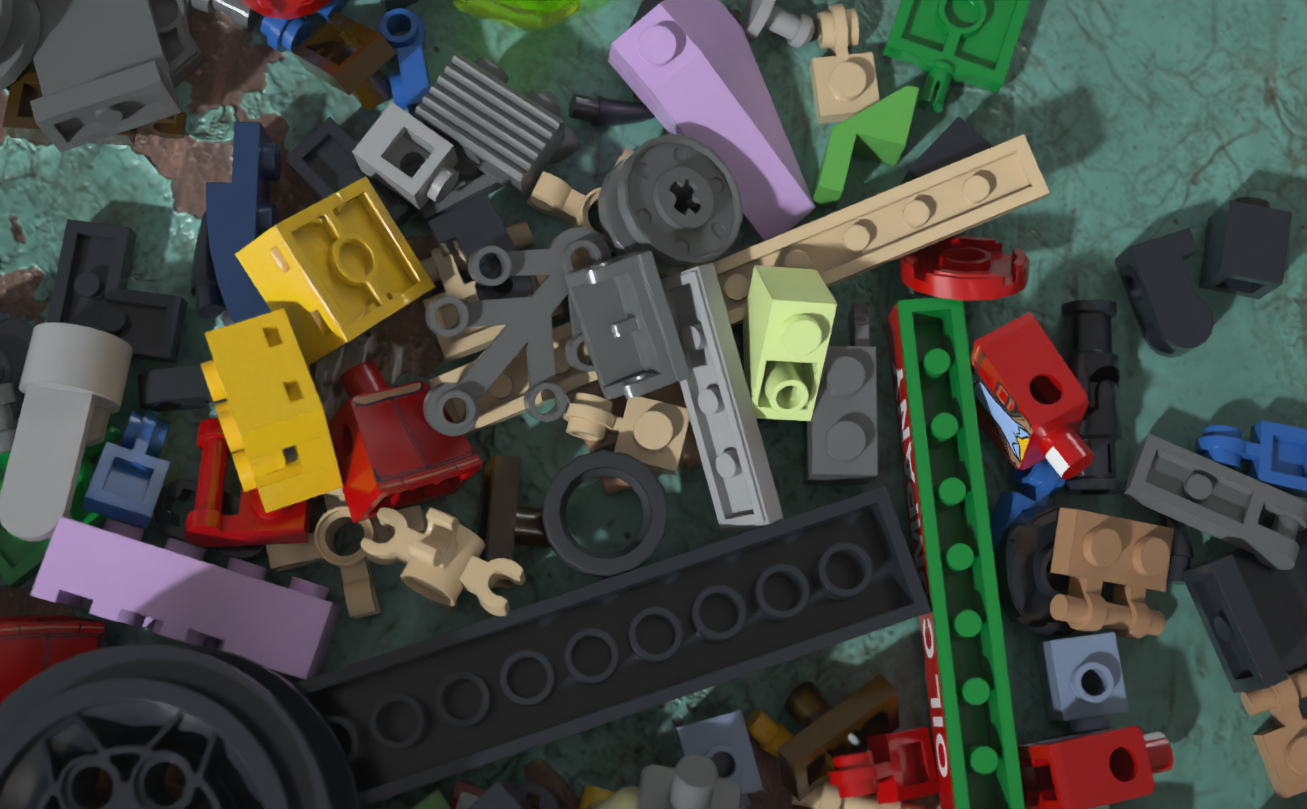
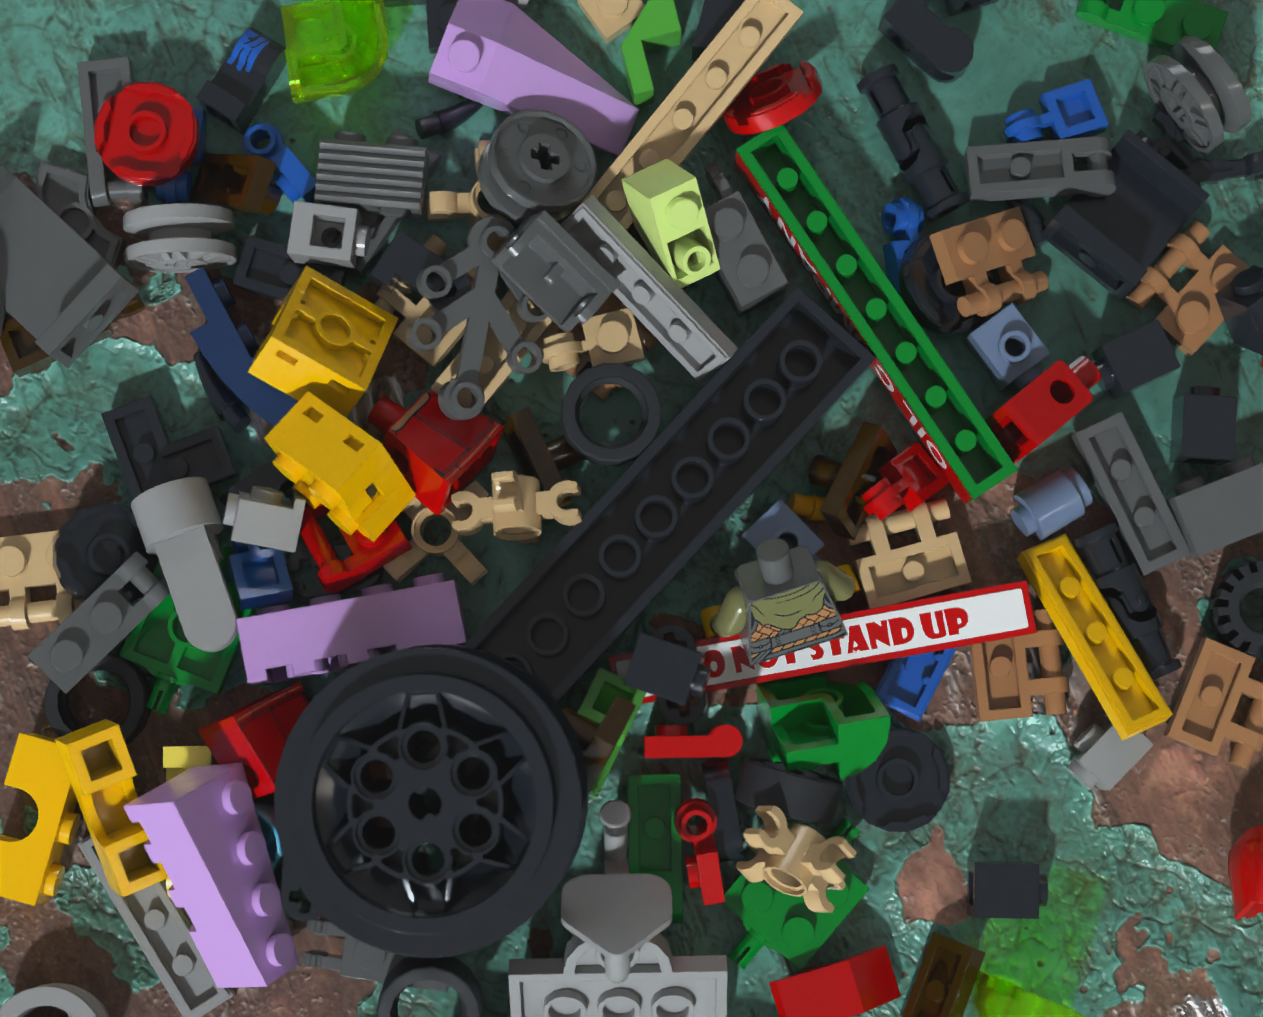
camera: 20 degrees left, 5 degrees up
(164, 423) = (265, 518): none -> light grey brick
(253, 78) = (179, 238): none -> light grey wheel
(1029, 398) = (866, 169): red torso -> none
(1220, 770) = (1135, 360): none -> black brick

